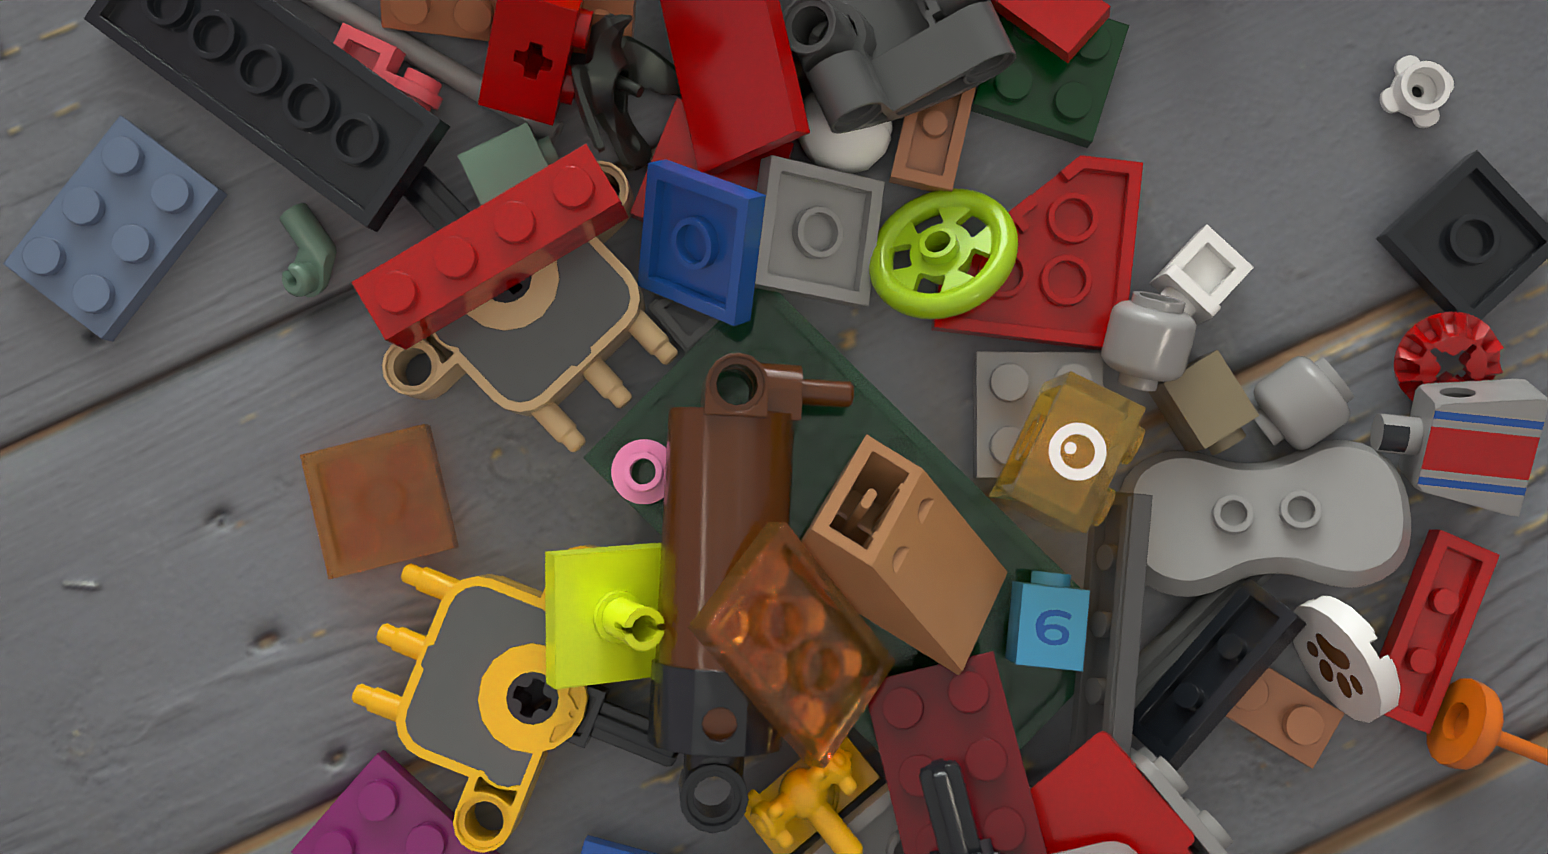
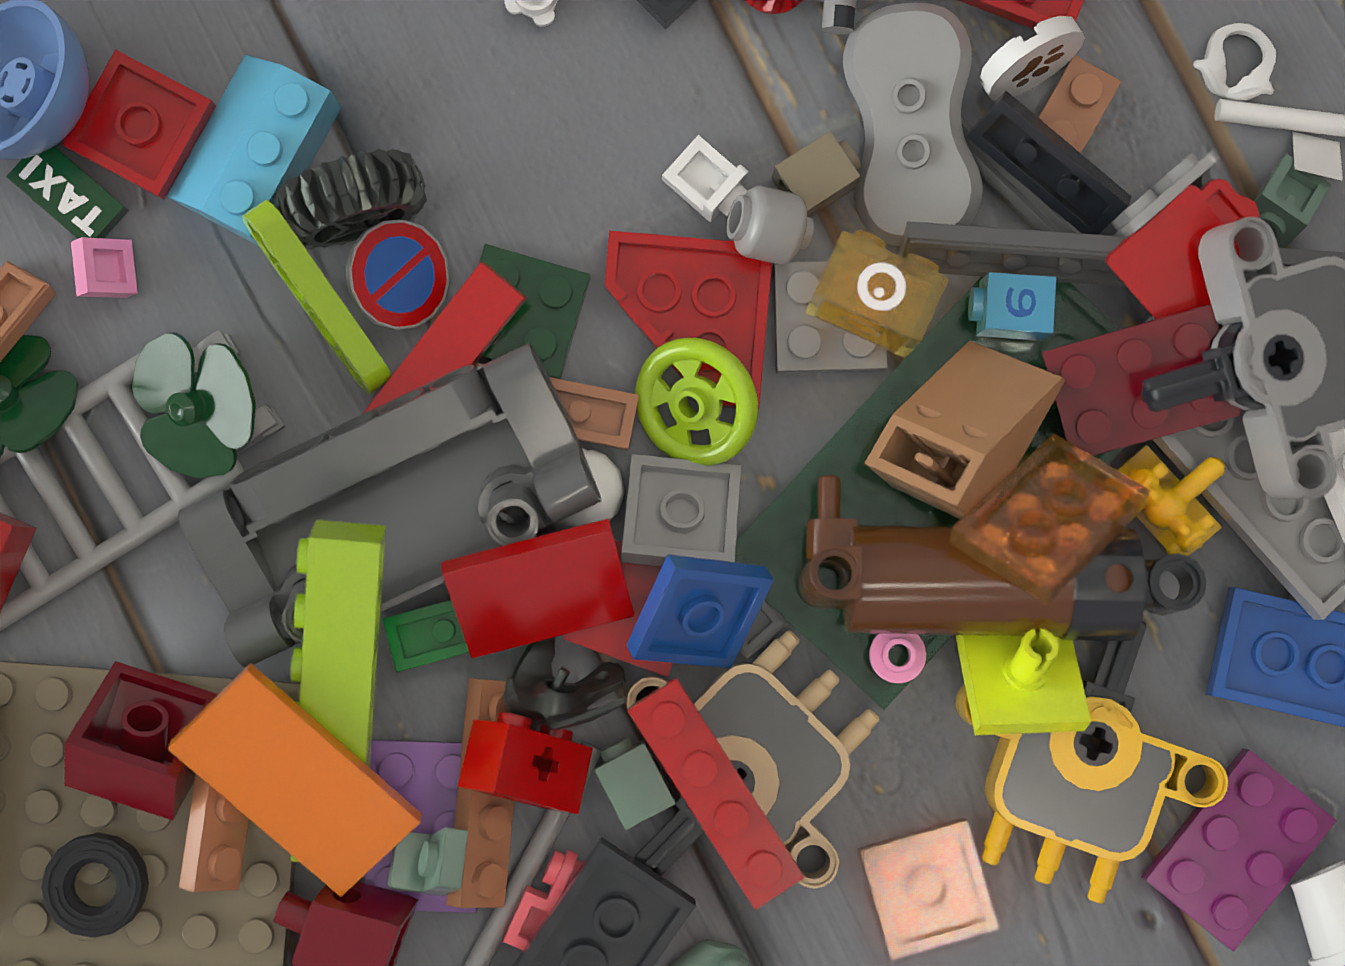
camera: 95 degrees left, 0 degrees up
(1302, 402) = (814, 93): light grey head -> none

